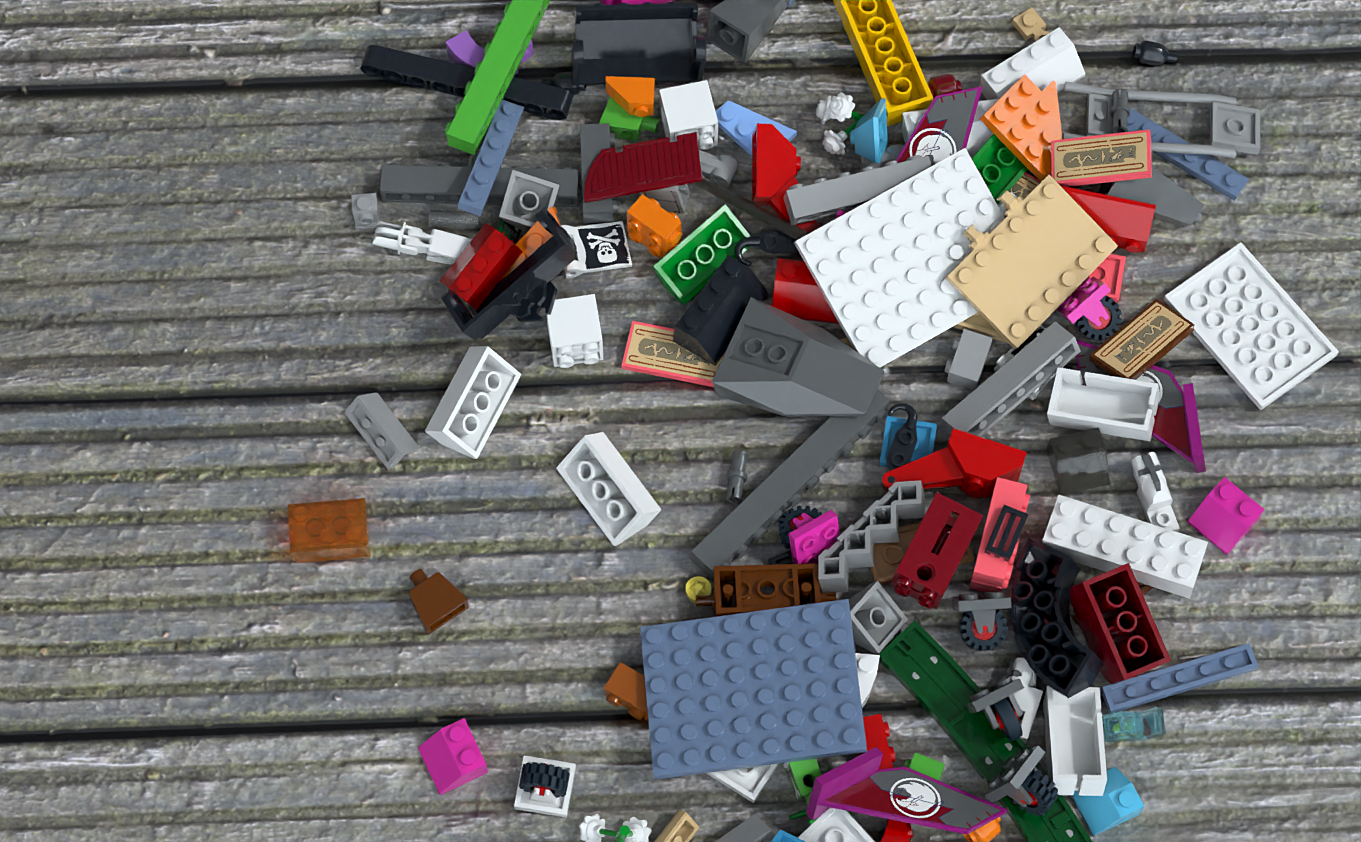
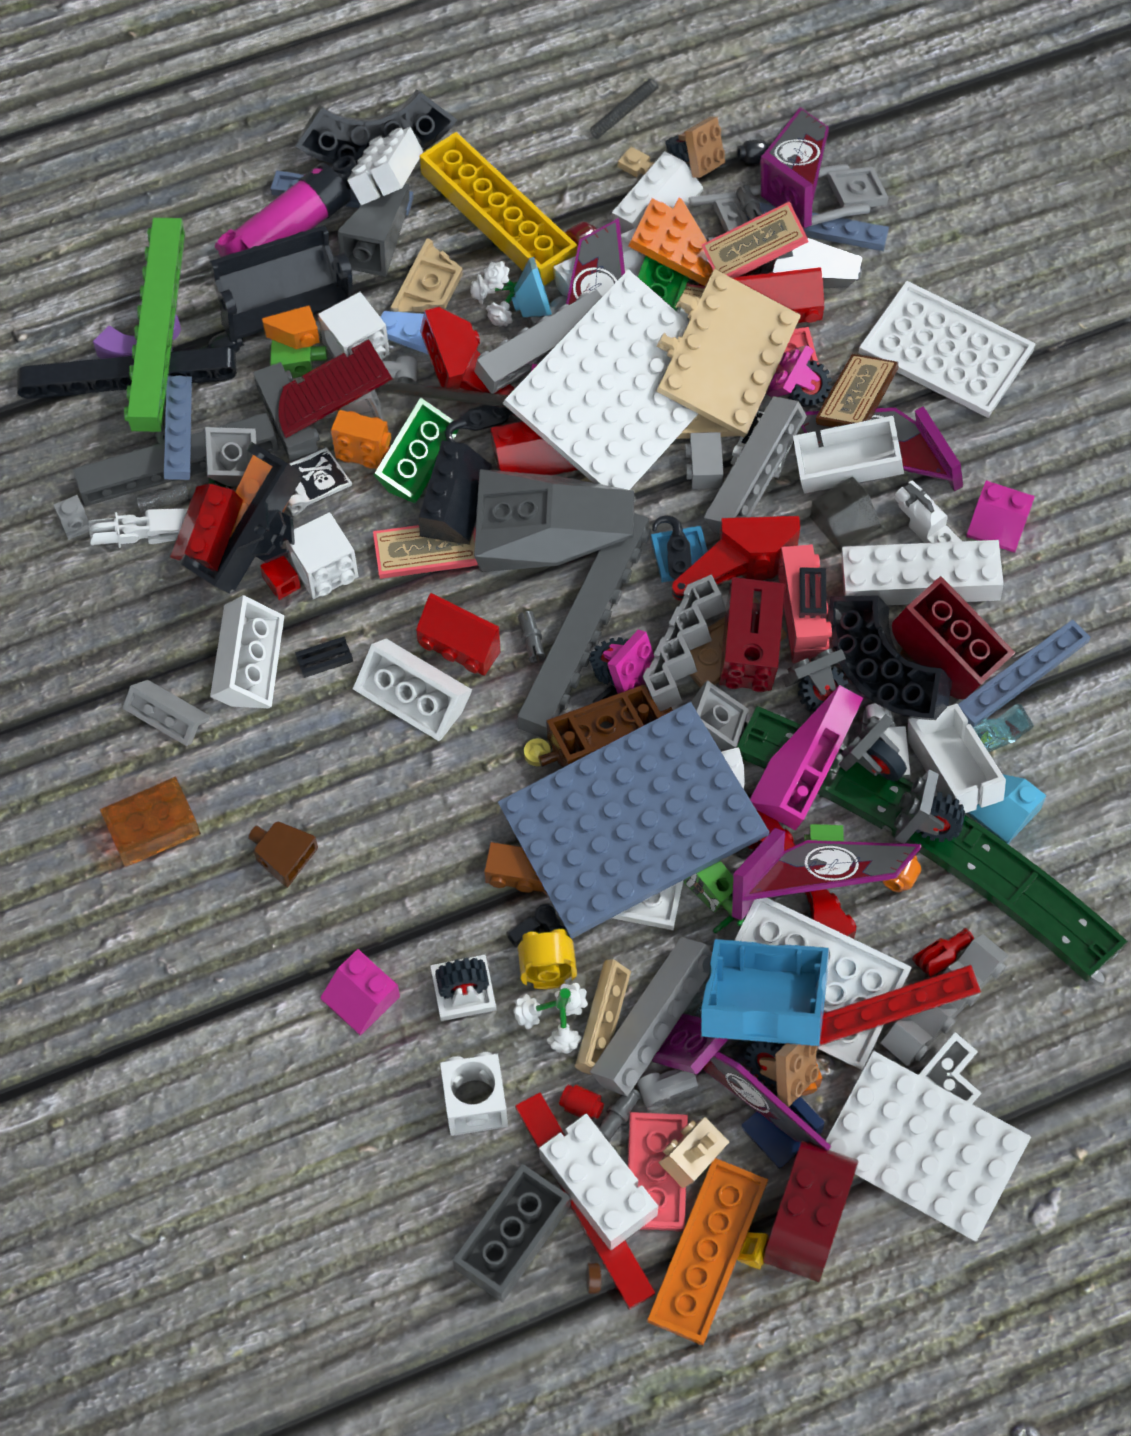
camera: 20 degrees left, 5 degrees down
(531, 337) = (280, 577): none -> red brick
(541, 427) = (323, 653): none -> black tile
(626, 752) = (544, 918): none -> black bar
(627, 789) = (547, 959): none -> yellow brick
(668, 453) = (458, 635): none -> red slope
(781, 85) = (428, 281): none -> tan wing
(933, 690) = (804, 760): none -> dark pink wedge
(1094, 34) = (699, 147): none -> medium nougat plate
(1180, 82) = (793, 165): none -> piece

